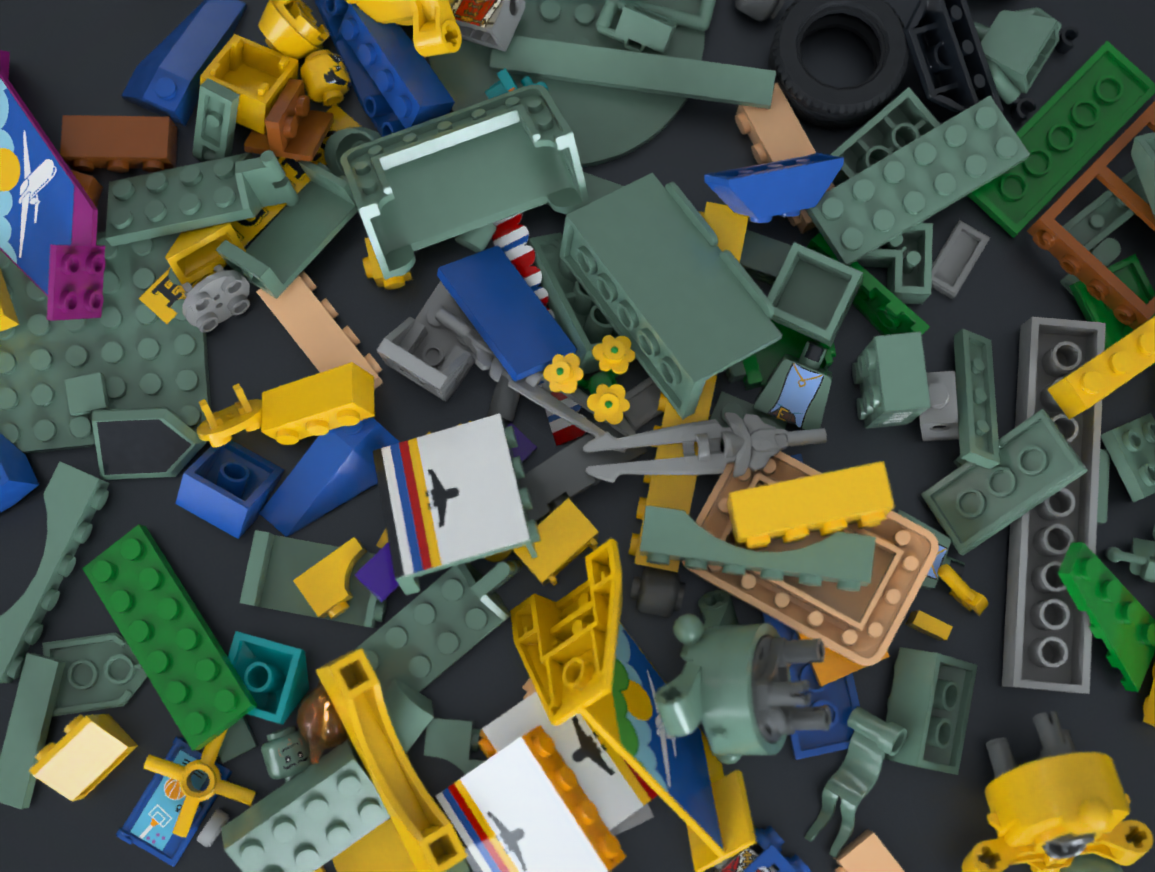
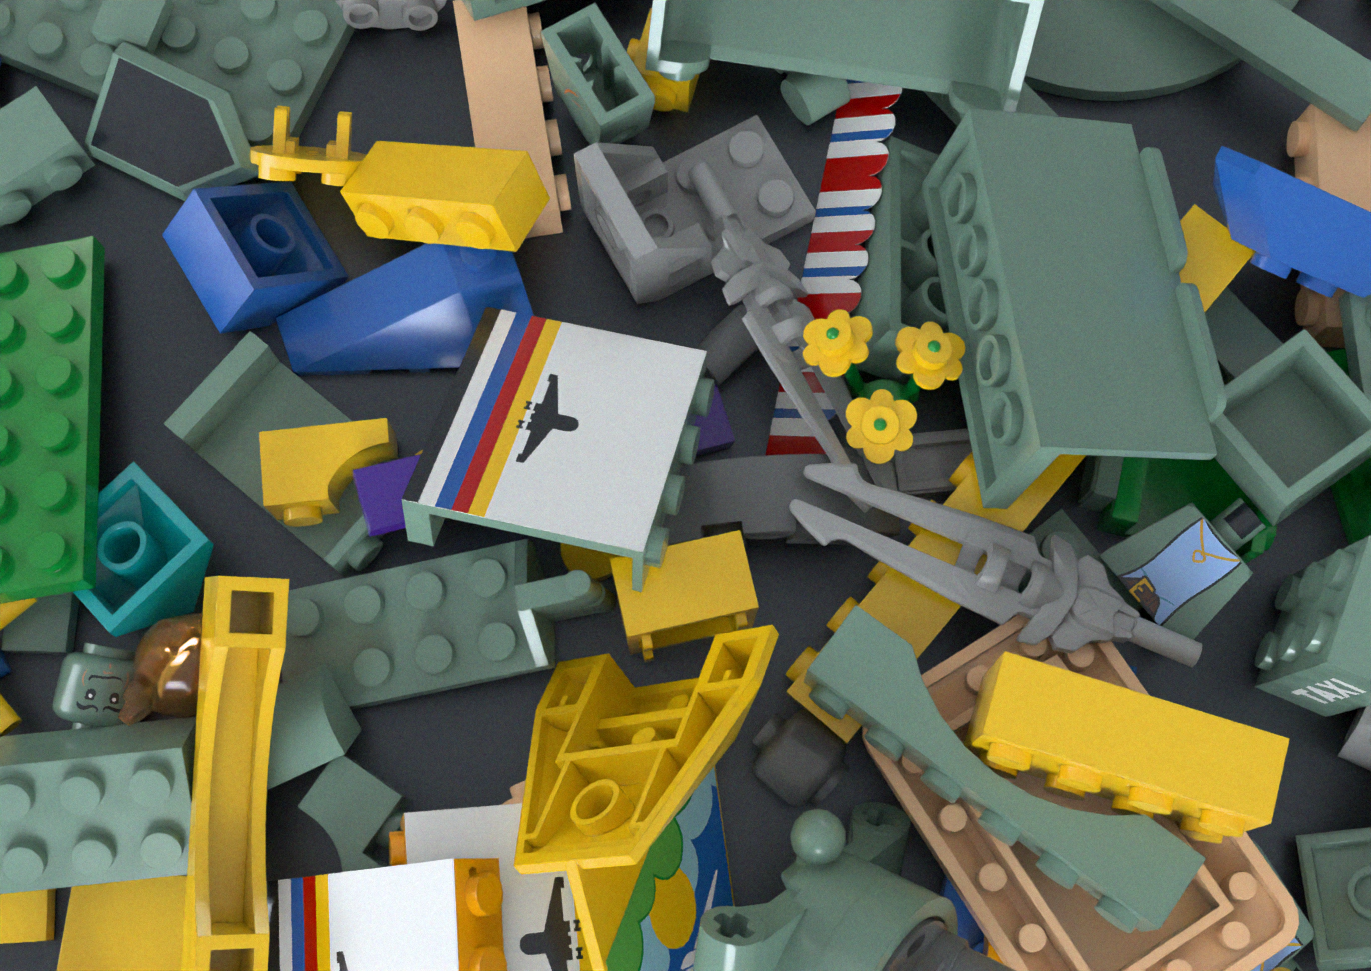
camera: 25 degrees right, 5 degrees down
(363, 298) = (608, 92): none -> sand green torso
(505, 312) = (797, 216): blue tile -> none

